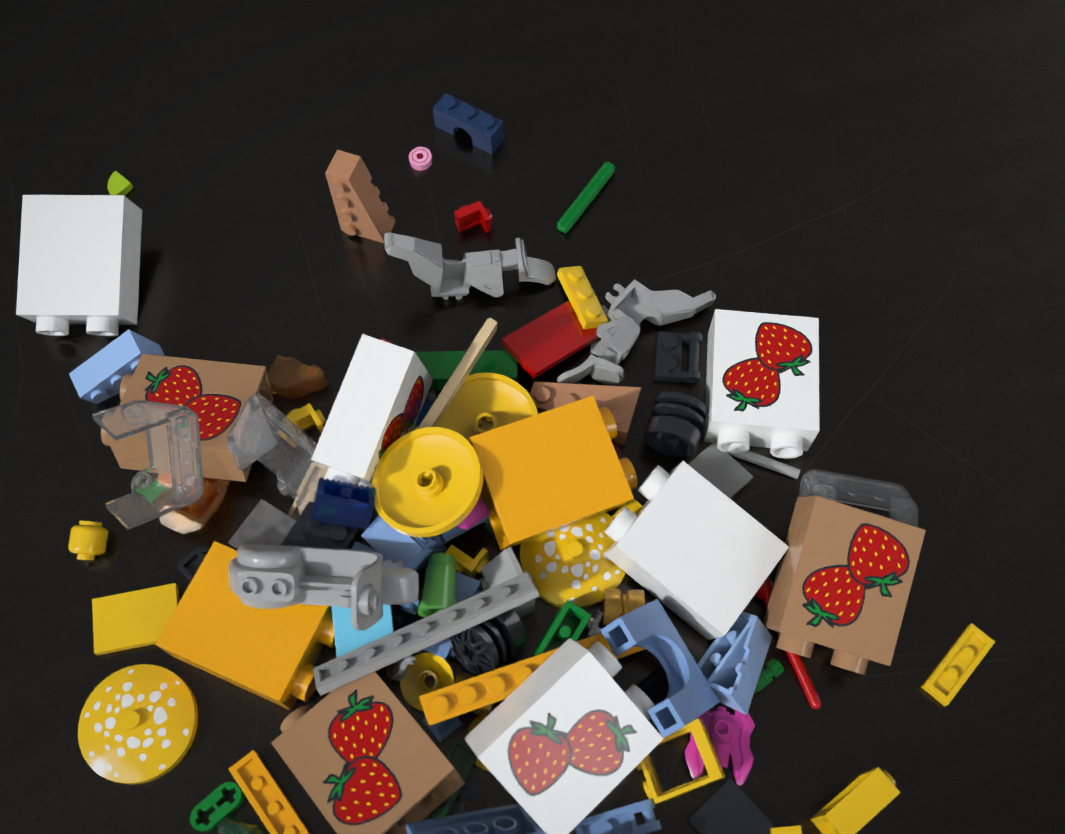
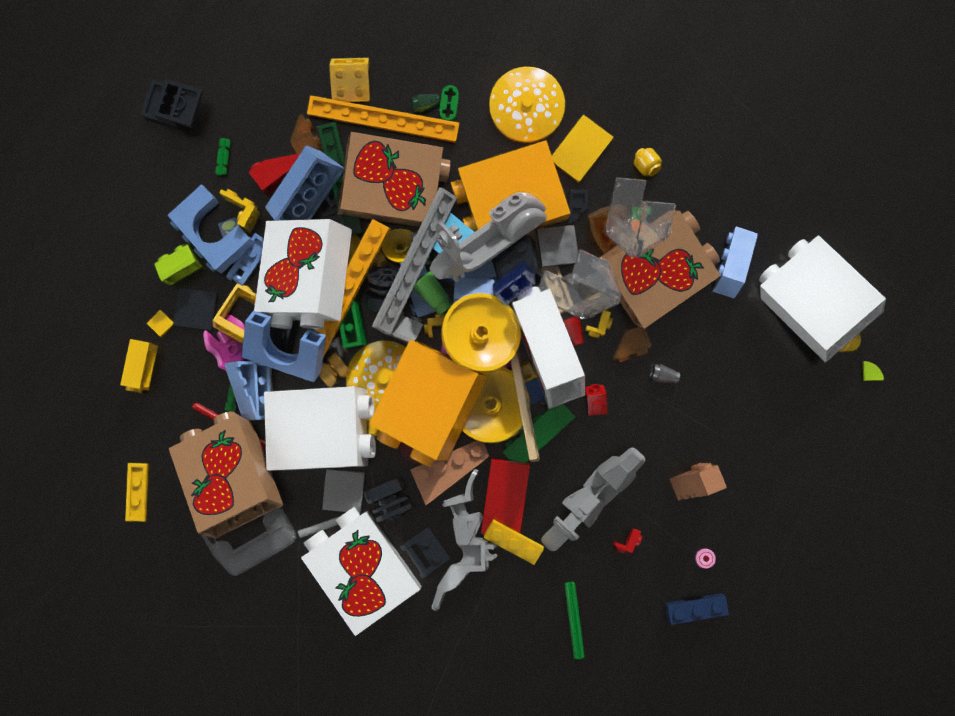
camera: 140 degrees right, 20 degrees up
(295, 329) = (661, 373): none -> flat silver cone

